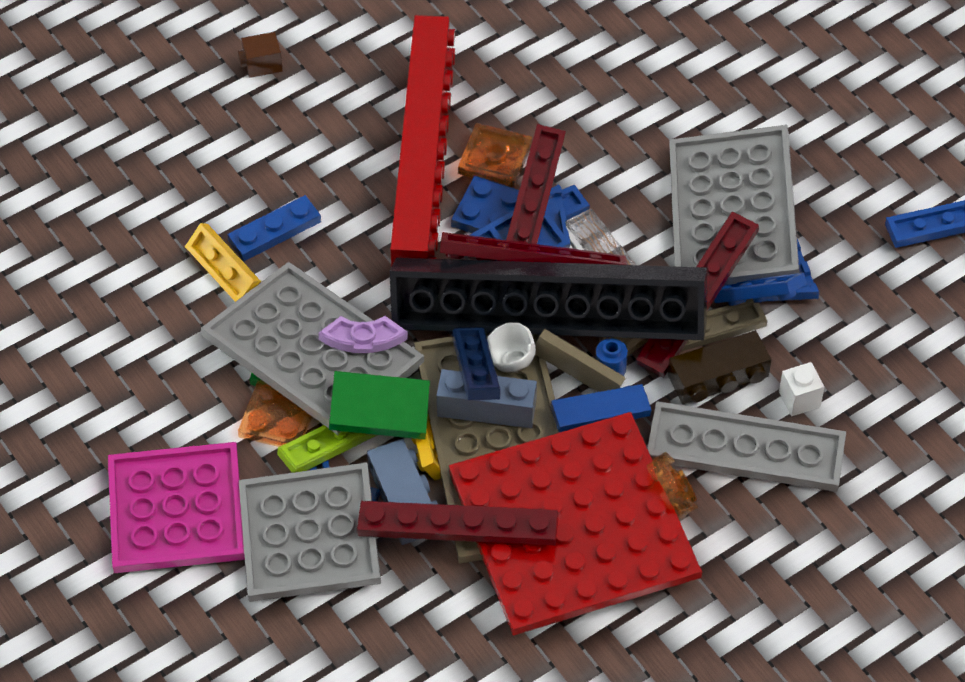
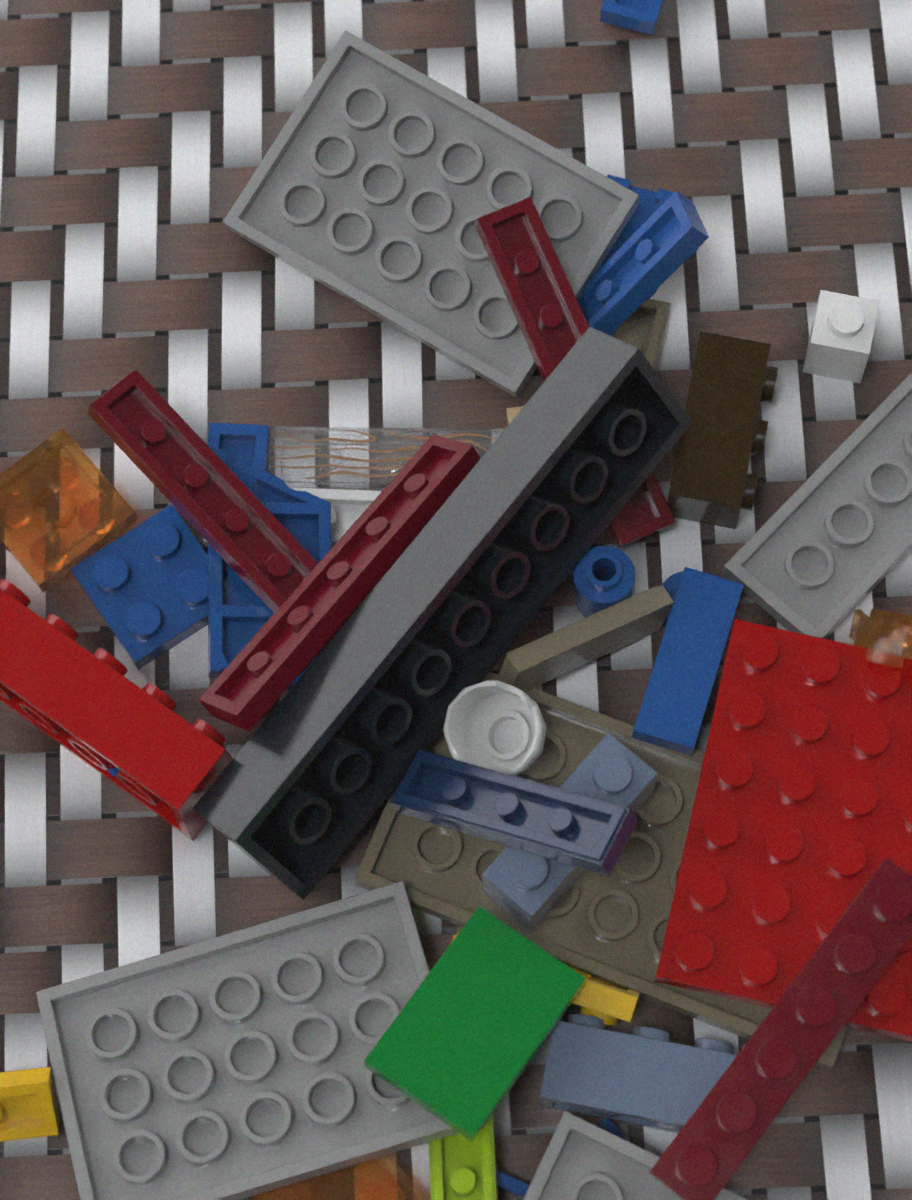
camera: 55 degrees left, 15 degrees up
(363, 336) = (299, 963): lavender tile -> none

